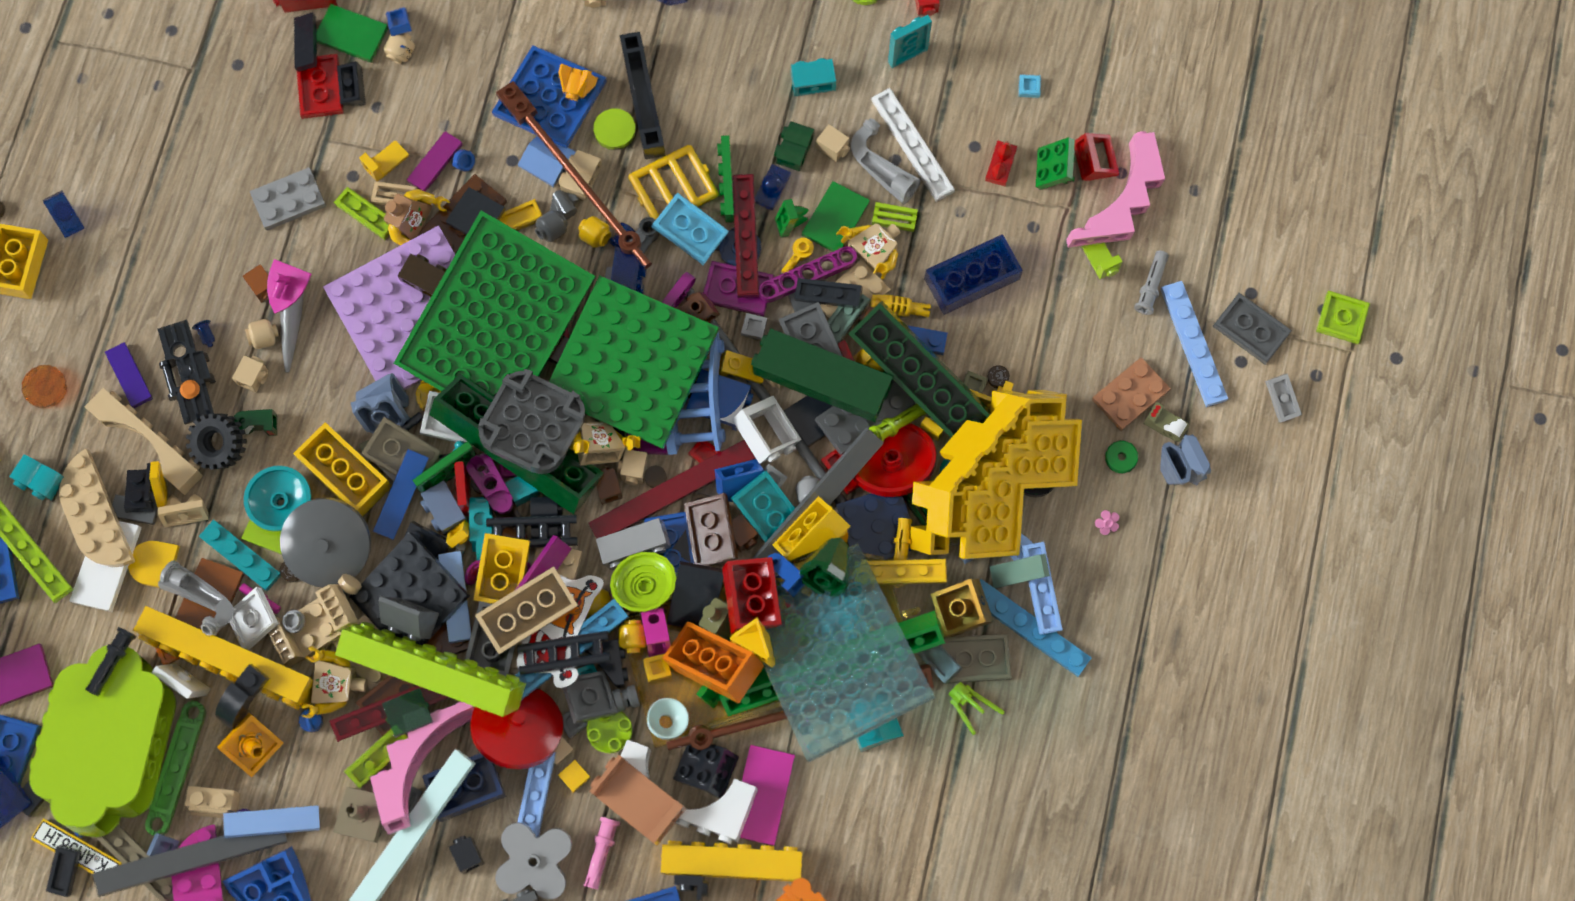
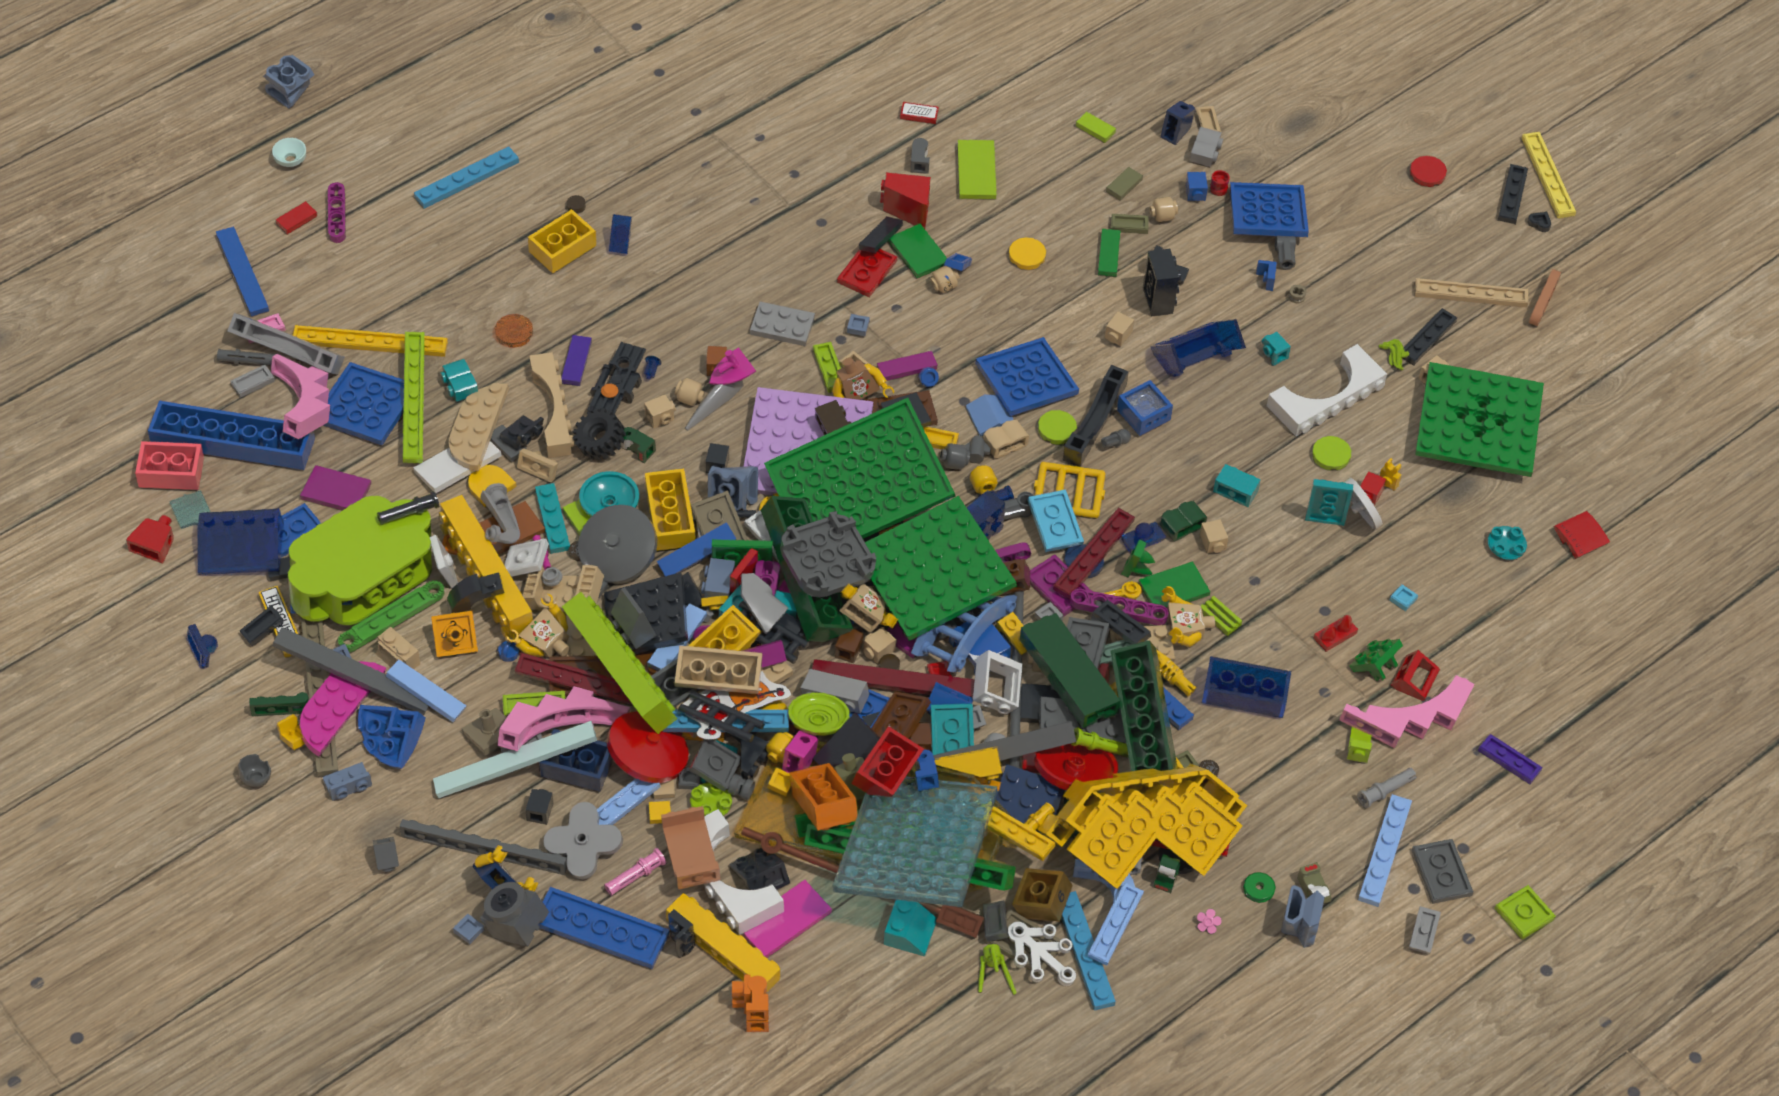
camera: 35 degrees right, 20 degrees down
(158, 484) = (536, 432): yellow tile -> none
(342, 385) = (717, 456): none -> black brick
(349, 584) = (610, 580): tan tile -> none
(351, 84) = (890, 281): black slope -> none
(356, 149) = (858, 325): none -> sand blue plate
(384, 161) = (870, 343): yellow bracket -> none
(407, 712) = (579, 684): clear green piece -> none
(506, 509) = (761, 602): none -> light grey panel
(523, 112) = (999, 370): copper bar -> none
(576, 82) = (1051, 375): light orange brick -> none
(674, 104) = (1116, 438): none -> dark grey axle
(675, 711) = (762, 810): light aqua piece -> none
(678, 56) = (1144, 407): none -> blue piece
(726, 187) = (1119, 500): green plate -> none
(757, 640) = (866, 791): yellow slope -> none
(828, 568) = (958, 781): dark green cone -> none
(892, 178) = (1240, 588): light grey animal -> none
(913, 145) = (1276, 578): white tile -> none
(931, 428) = (1124, 763): yellow tile -> none
(939, 22) = (1364, 506): none -> white piece
(996, 660) = (1039, 950): none -> white plant
(1019, 571) = (1108, 898): sand green tile -> none
(1043, 506) = (1167, 874): none -> dark green leg
(1131, 394) = (1303, 847): nougat plate -> none
(1227, 180) = (1510, 759): none -> dark purple tile

